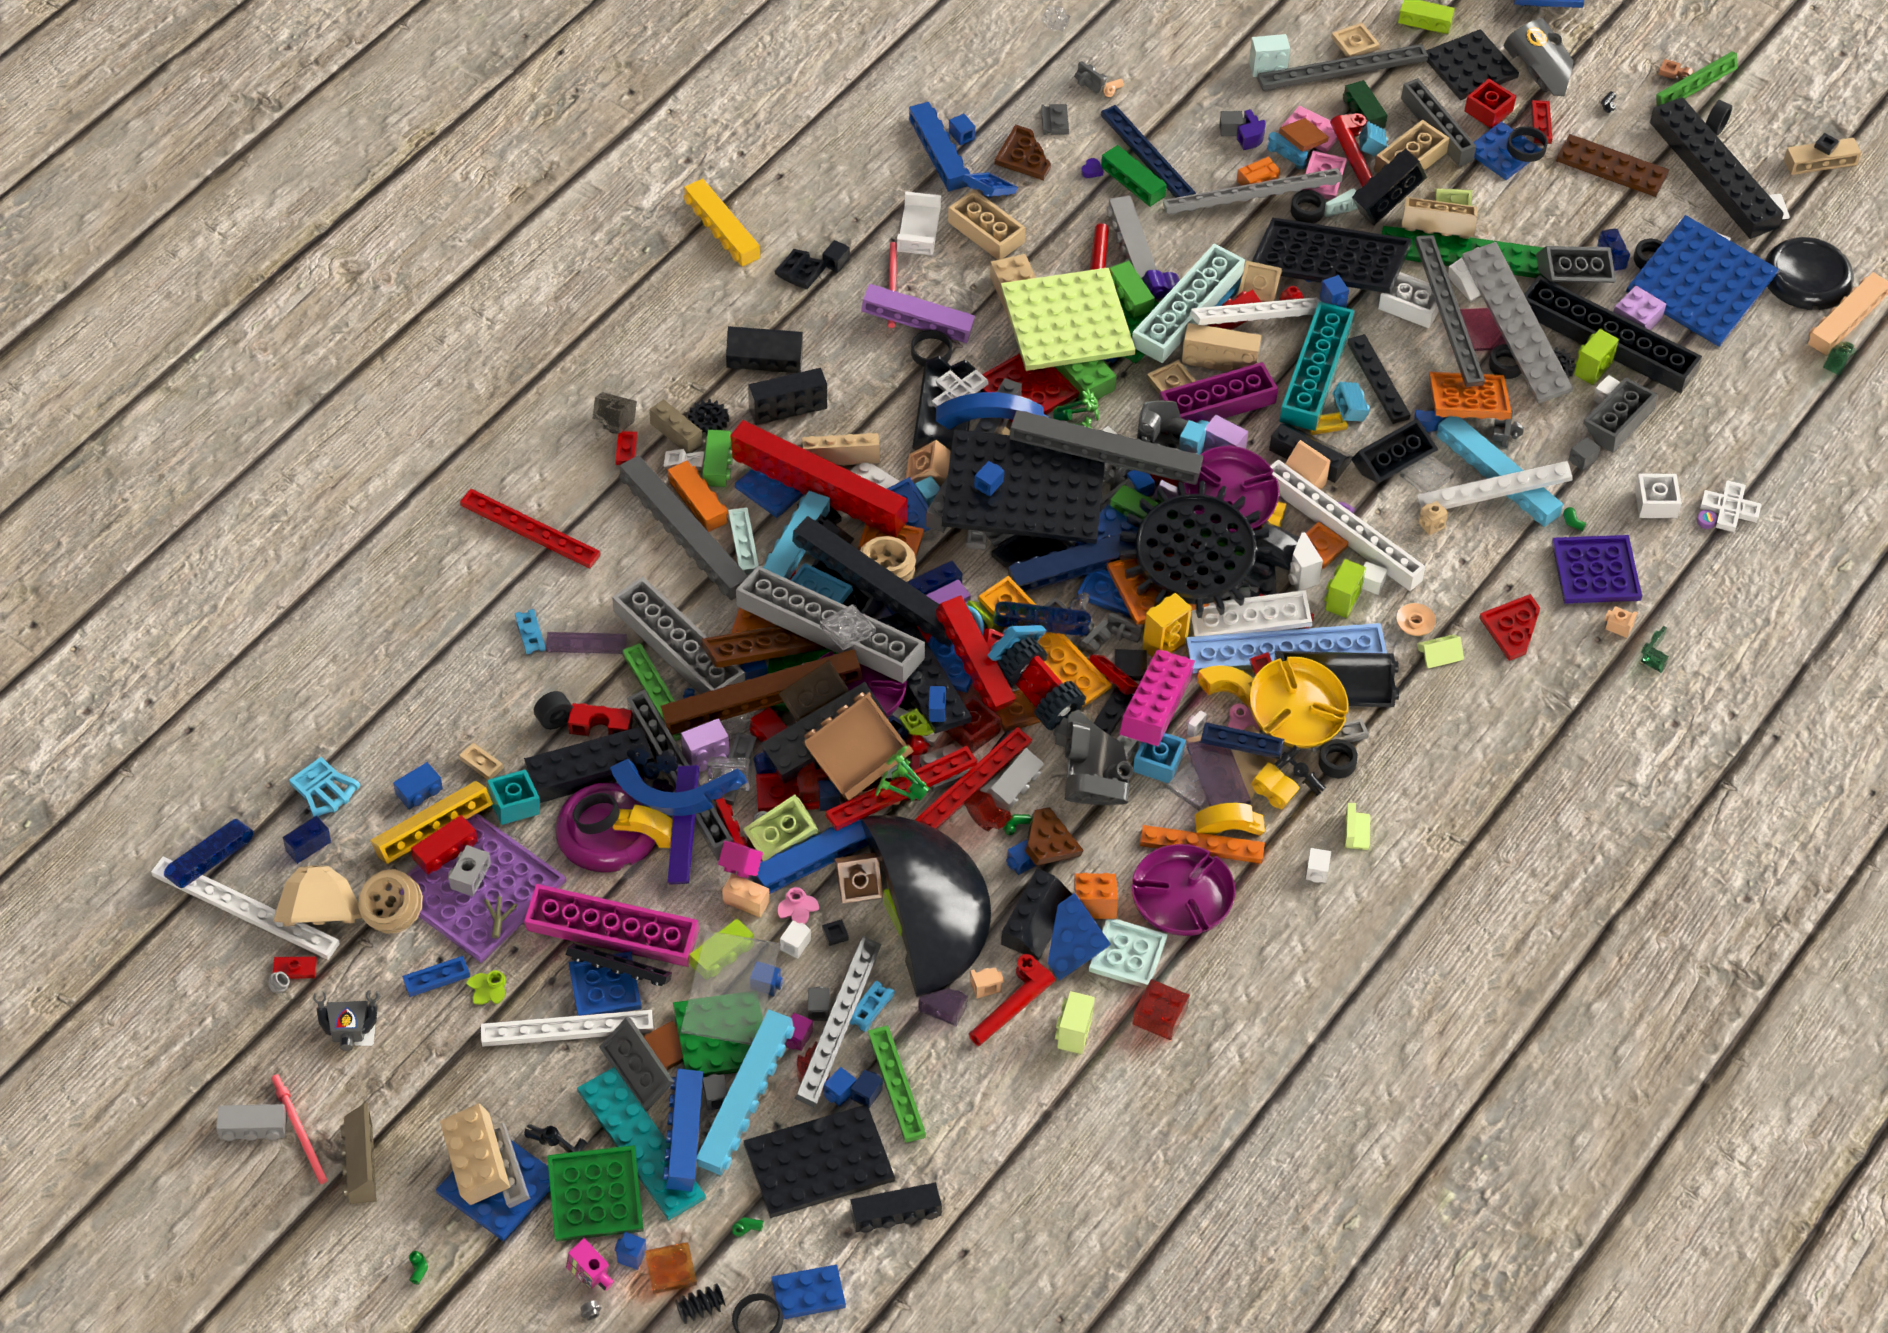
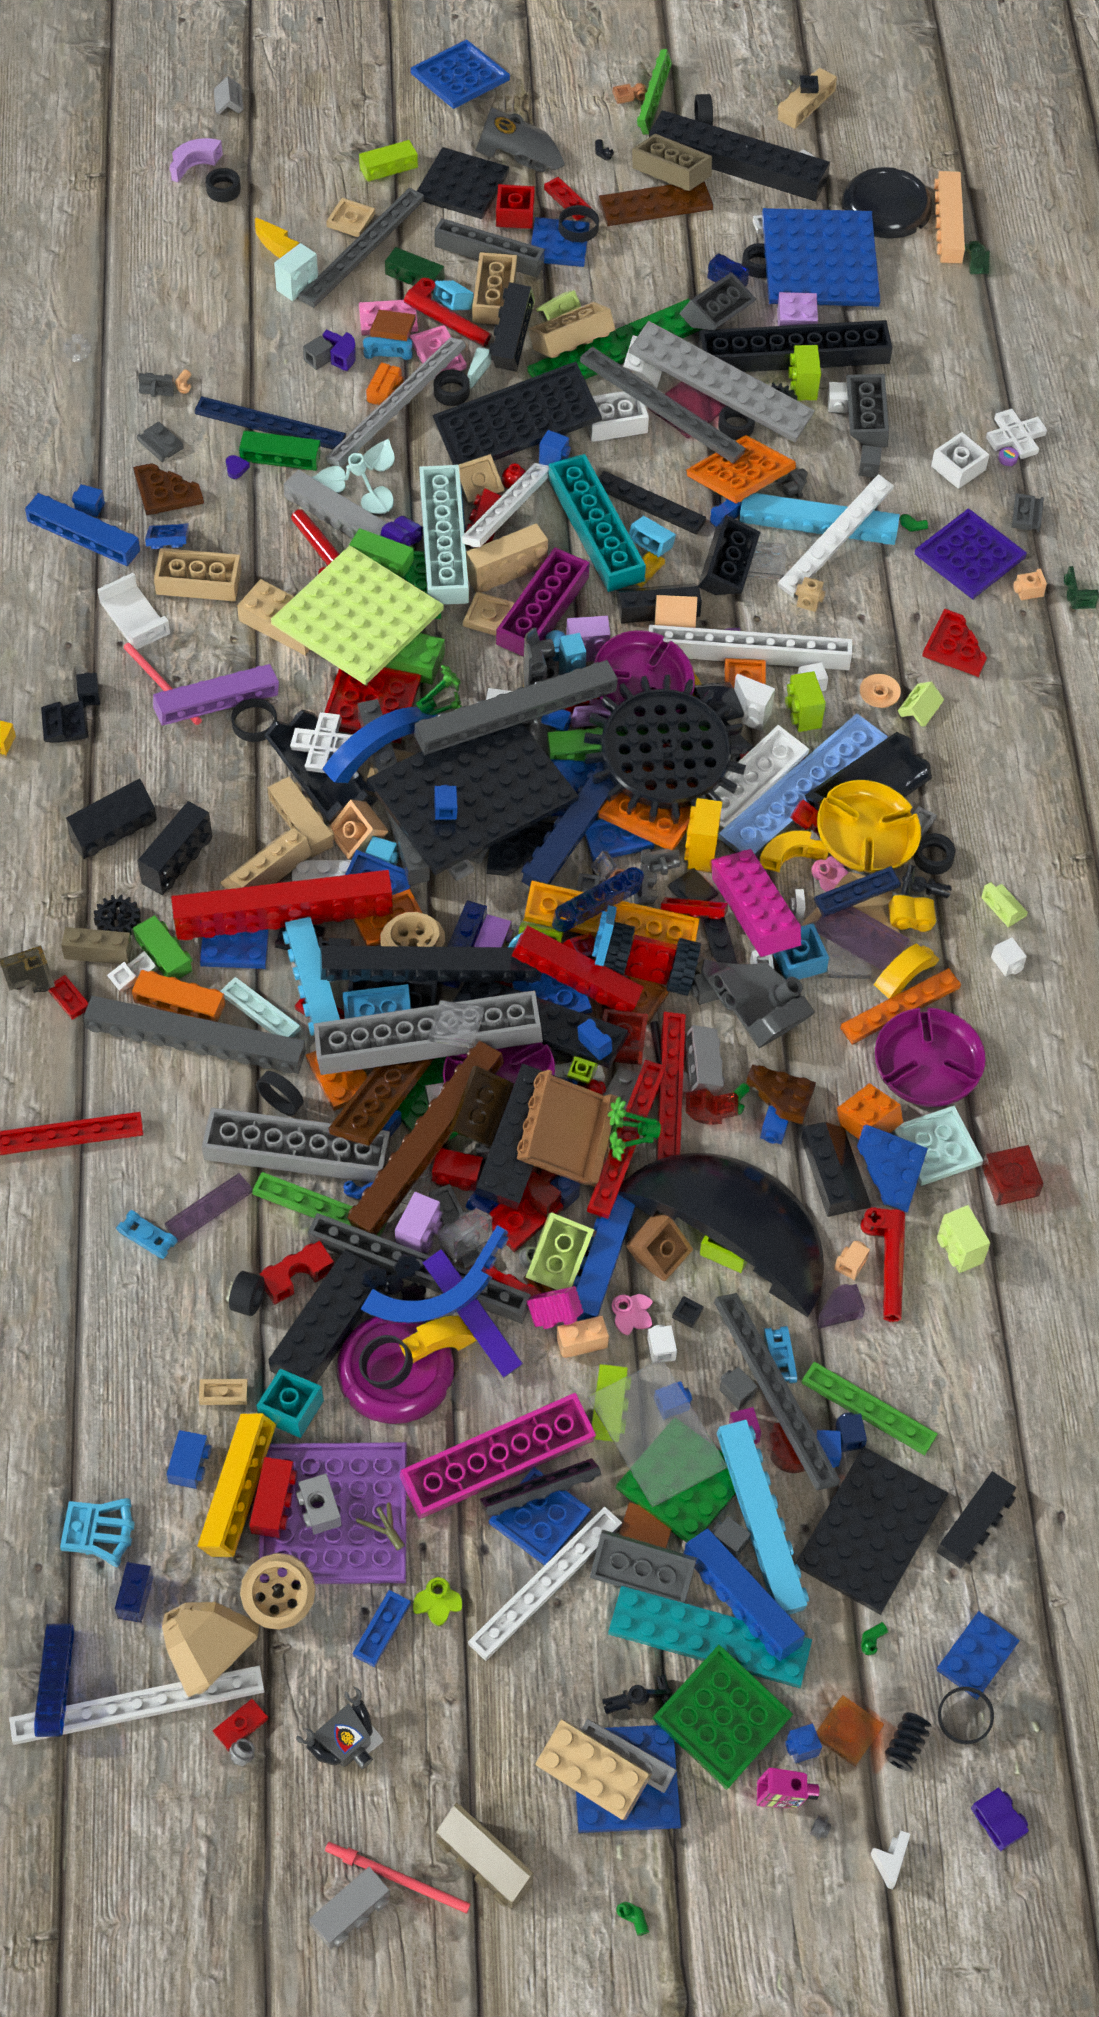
camera: 40 degrees left, 5 degrees up
(698, 599) = (284, 1086): none -> black tyre
(897, 433) = (300, 815): none -> tan brick
(1174, 254) = (378, 457): none -> light aqua plant
(1281, 22) = (274, 238): none -> yellow slope
(1649, 140) = (672, 162): none -> dark tan brick
(1676, 568) = (1027, 512): none -> dark grey plate

